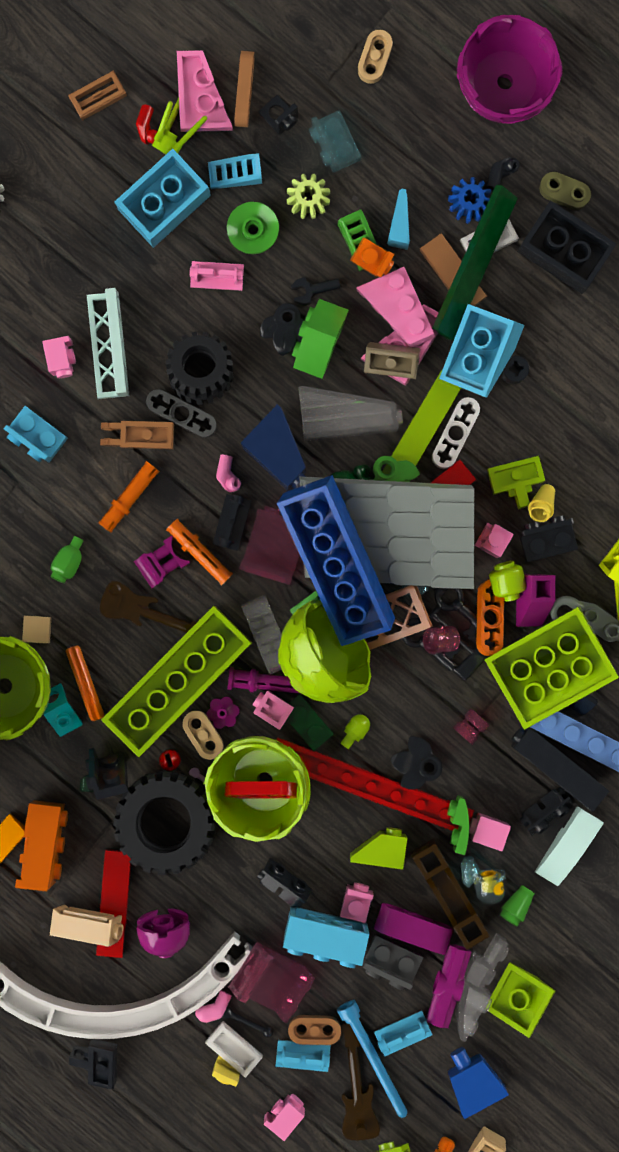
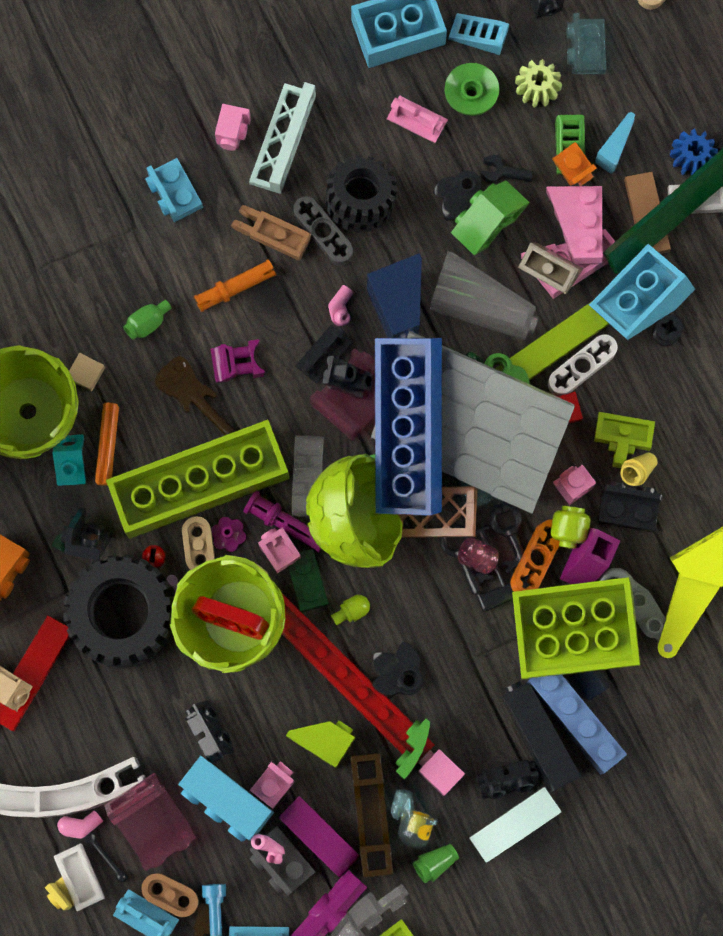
camera: 25 degrees right, 10 degrees down
(163, 933) = (64, 723): magenta cylinder -> none
(199, 551) = (274, 356): orange pin -> none
(263, 537) = (347, 378): none -> black hips
(380, 957) = (265, 843): none -> bright pink arm
(468, 731) = (463, 659): clear pink wheel -> none

